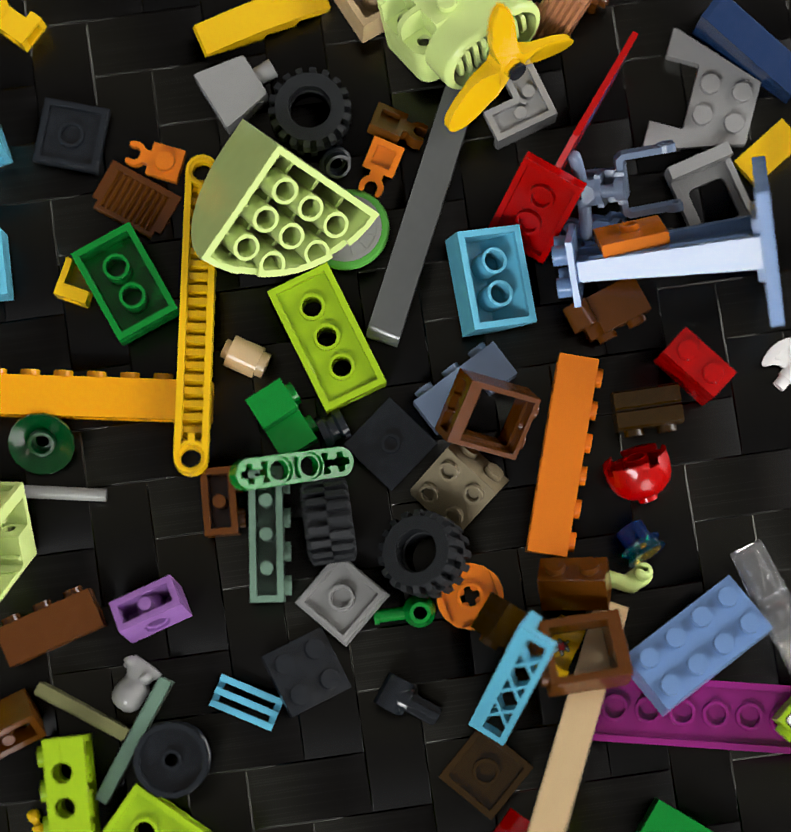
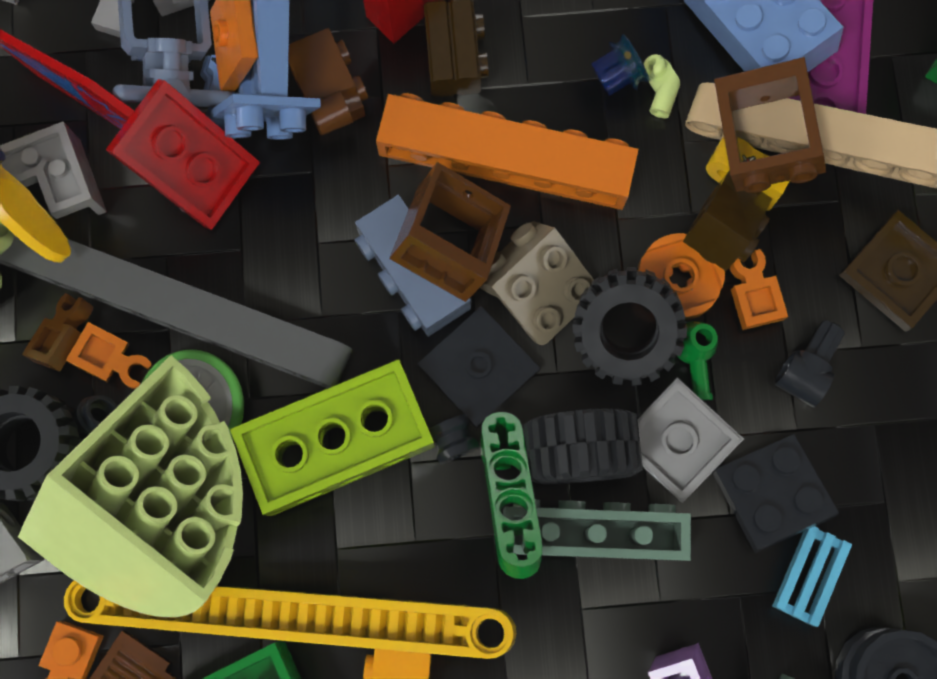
camera: 85 degrees left, 5 degrees down
(221, 504) = (551, 596): reddish brown brick -> none
(245, 357) = (350, 552): tan brick -> none
(281, 419) = (438, 505): green brick -> none
(456, 658) = (757, 298): none -> orange plate
(490, 280) = (273, 223): medium azure slope -> none
(506, 680) = (801, 235): medium azure fence -> none
(574, 584) = (672, 141): reddish brown brick -> none
(640, 473) = (532, 58): red cylinder -> none

